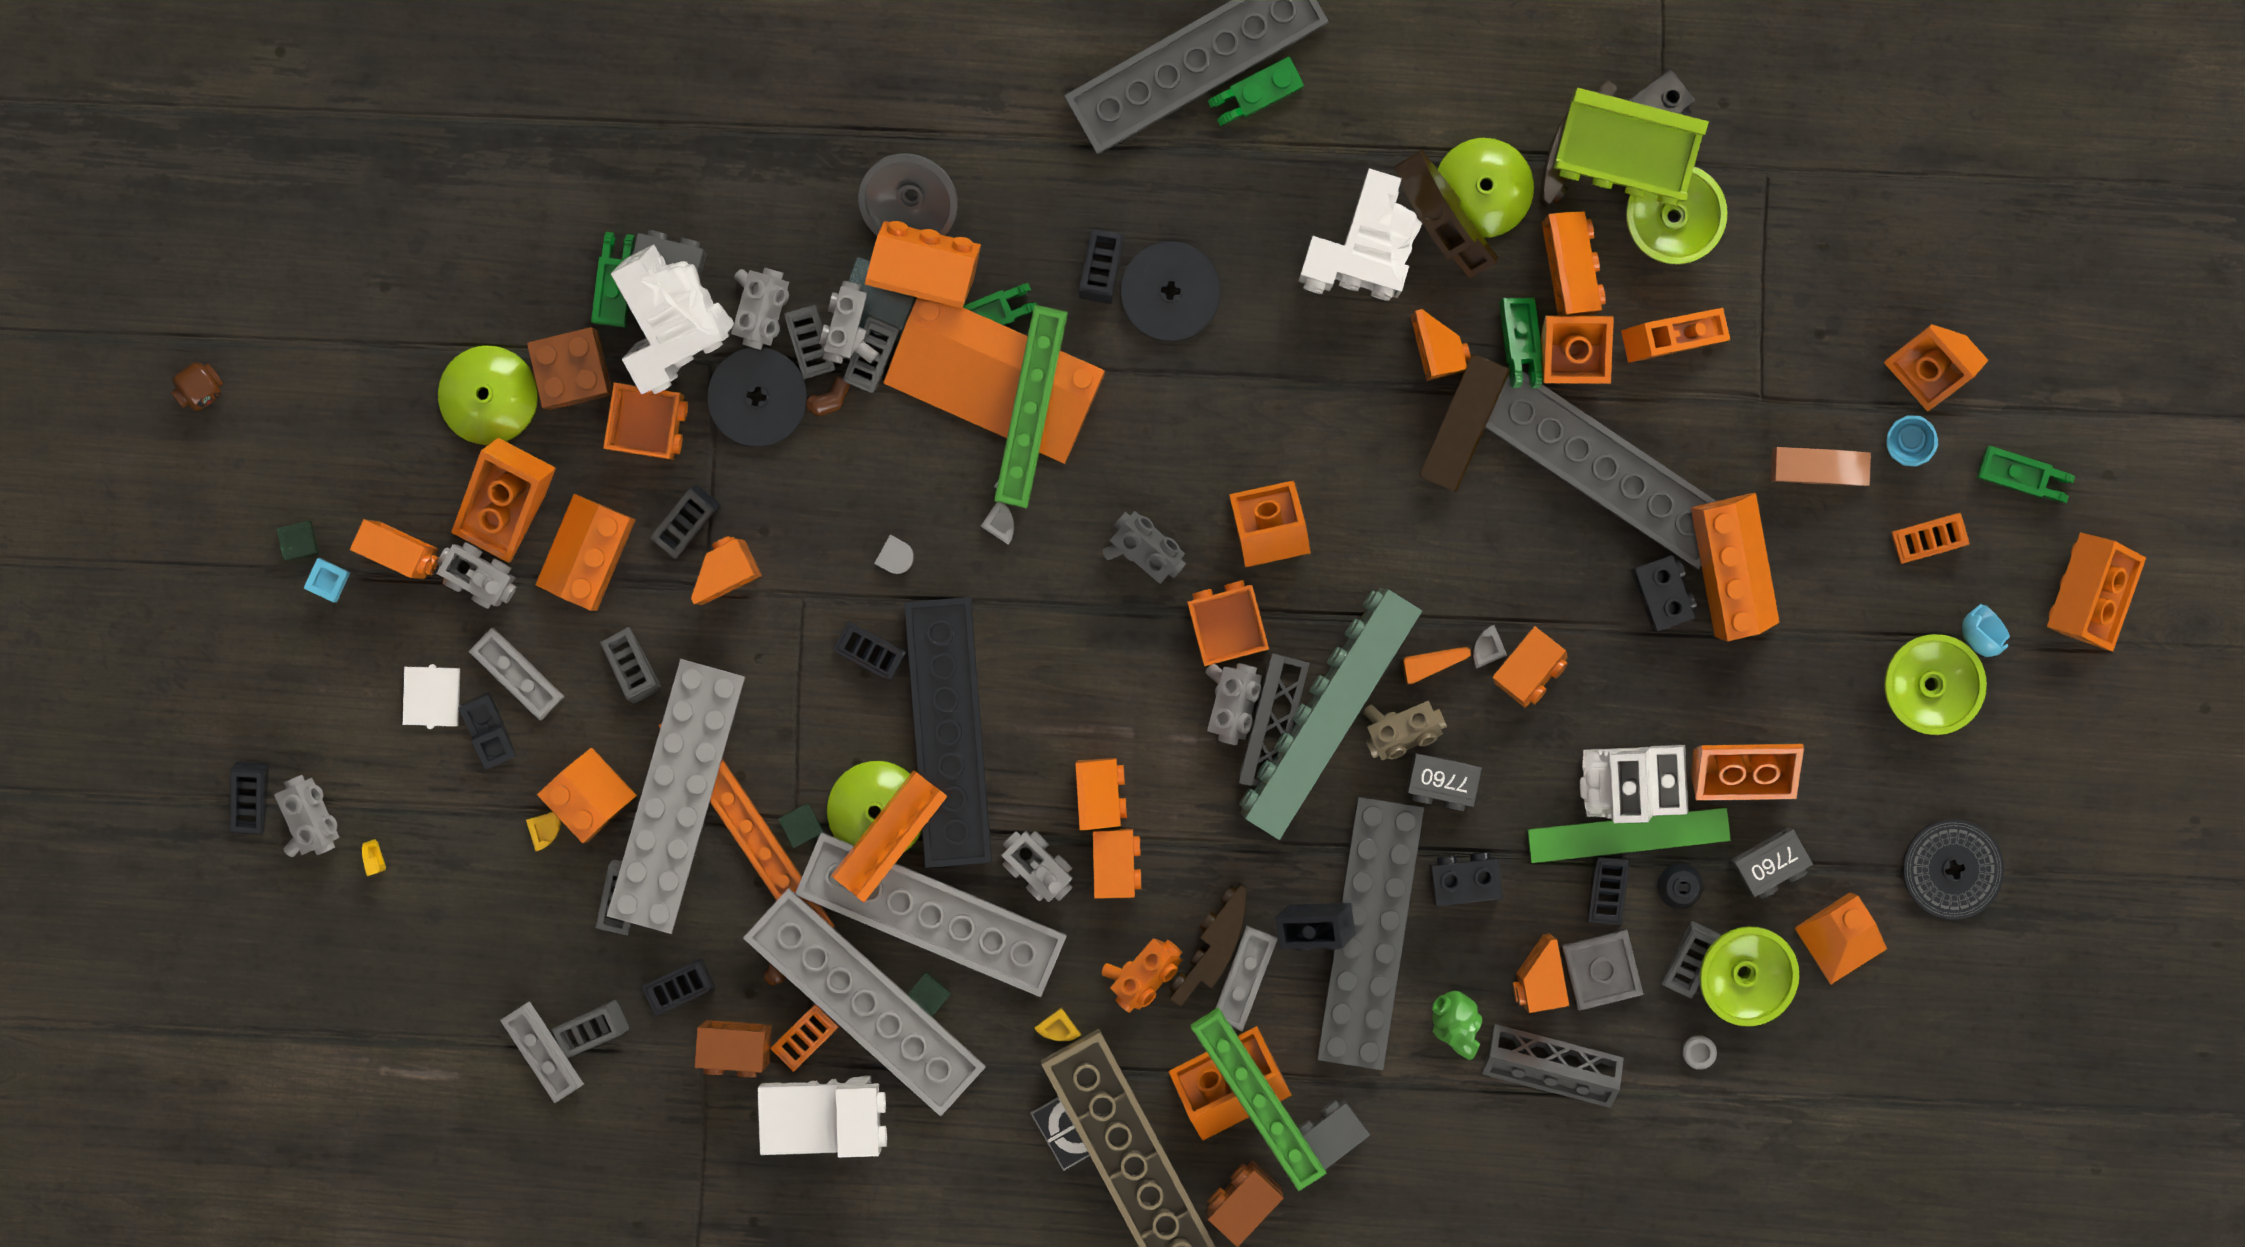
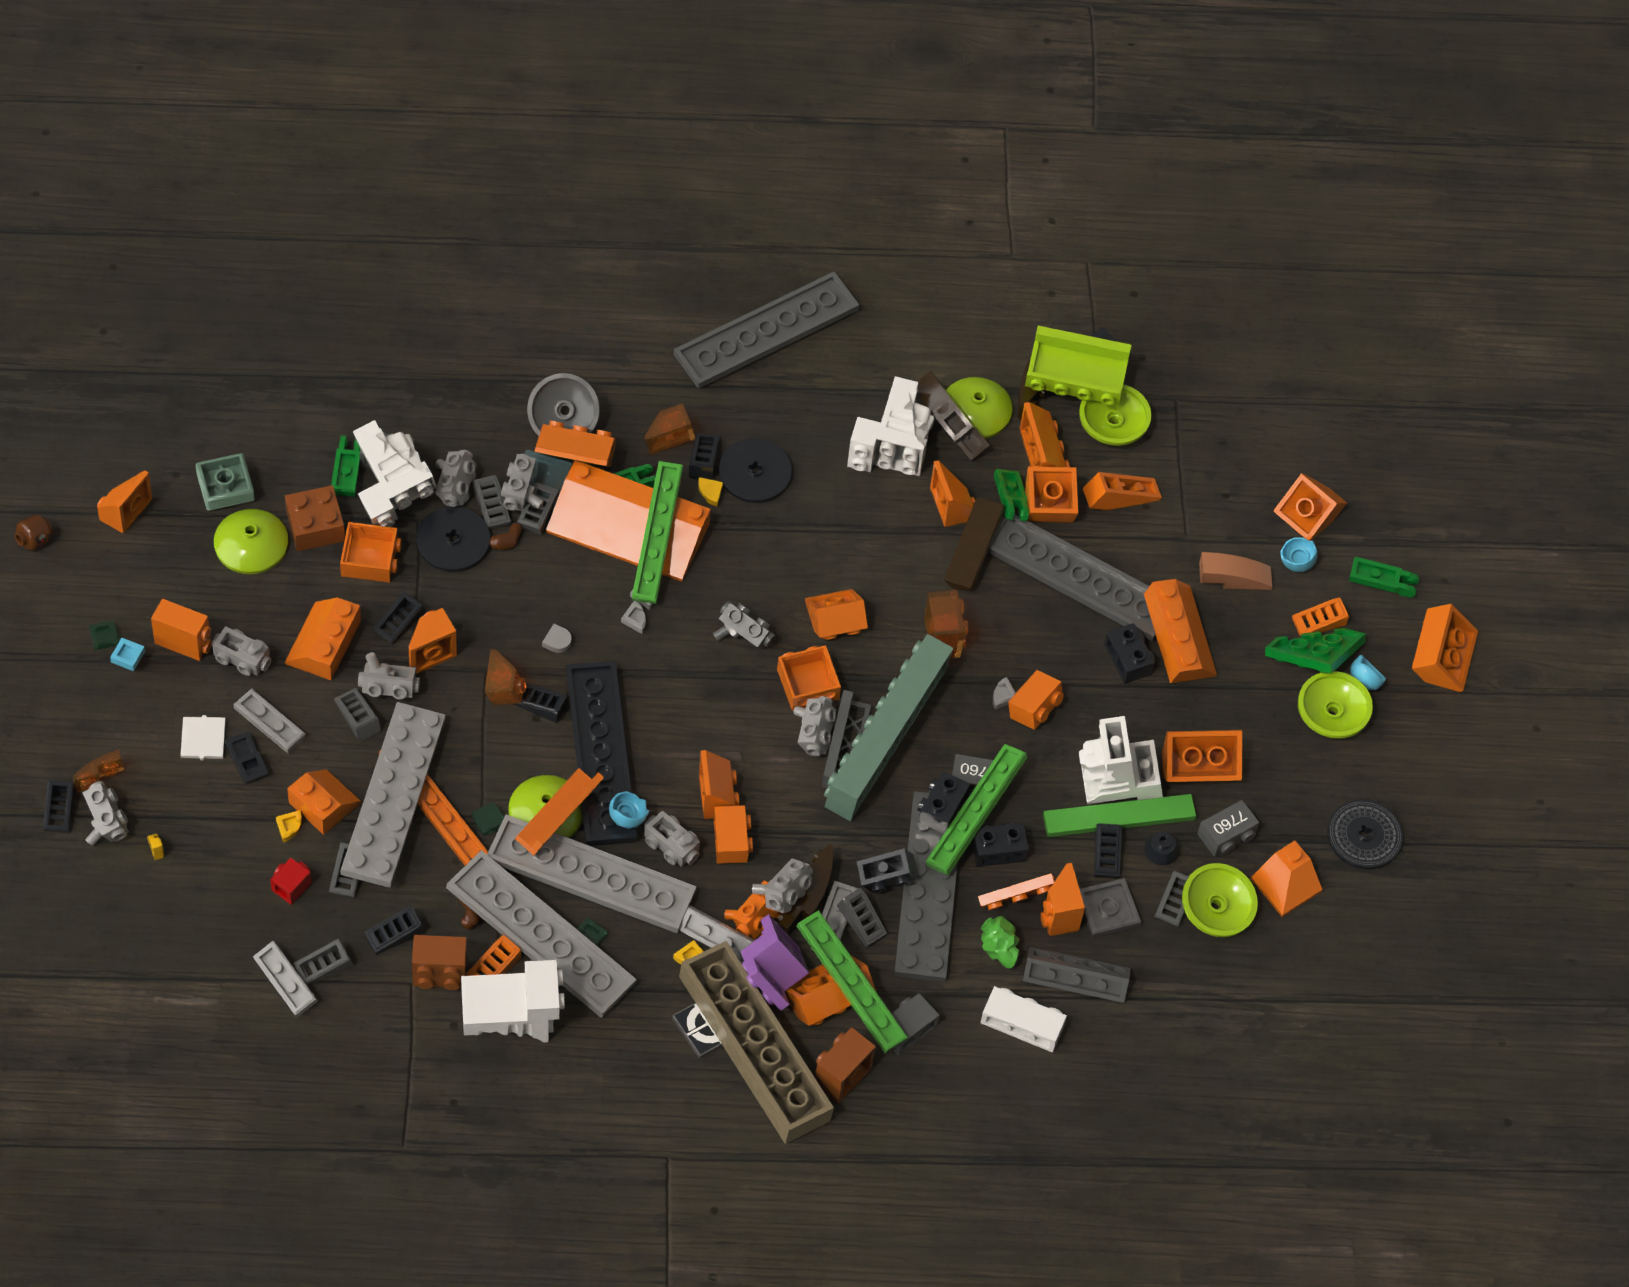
camera: 10 degrees left, 30 degrees down
(289, 756) = (102, 766): none -> clear orange slope
(314, 345) = (125, 502): none -> orange slope
(430, 297) = (231, 469): none -> sand green brick
(502, 498) = (262, 602): orange slope -> none
(546, 914) = (291, 880): none -> red brick
(668, 623) = (388, 679): none -> light grey brick
(821, 623) = (503, 681): none -> clear orange slope
(980, 834) = (628, 810): none -> medium azure hair
(1054, 228) = (669, 429): none -> clear orange slope
(1092, 1005) = (713, 932): none -> light grey tile
(1108, 323) = (710, 490): none -> yellow tile
(1160, 1062) = (773, 963): none -> medium lavender bracket
(1175, 969) = (786, 886): none -> light grey brick
(1259, 90) = (811, 350): green hinge -> none
(1264, 965) = (869, 913): none -> dark grey slope
(1394, 829) = (943, 802): none -> black brick
(1399, 732) = (945, 742): dark tan brick -> none
(1416, 554) = (945, 620): none -> clear orange brick
(1423, 665) = (961, 700): orange slope -> none
(1438, 841) = (976, 809): none -> bright green tile
(1479, 1131) = (1023, 1018): none -> white brick
(1499, 953) = (1017, 892): none -> wing
(1699, 1052) = (1188, 963): light grey tile -> none
(1921, 594) = (1317, 650): none -> green plate

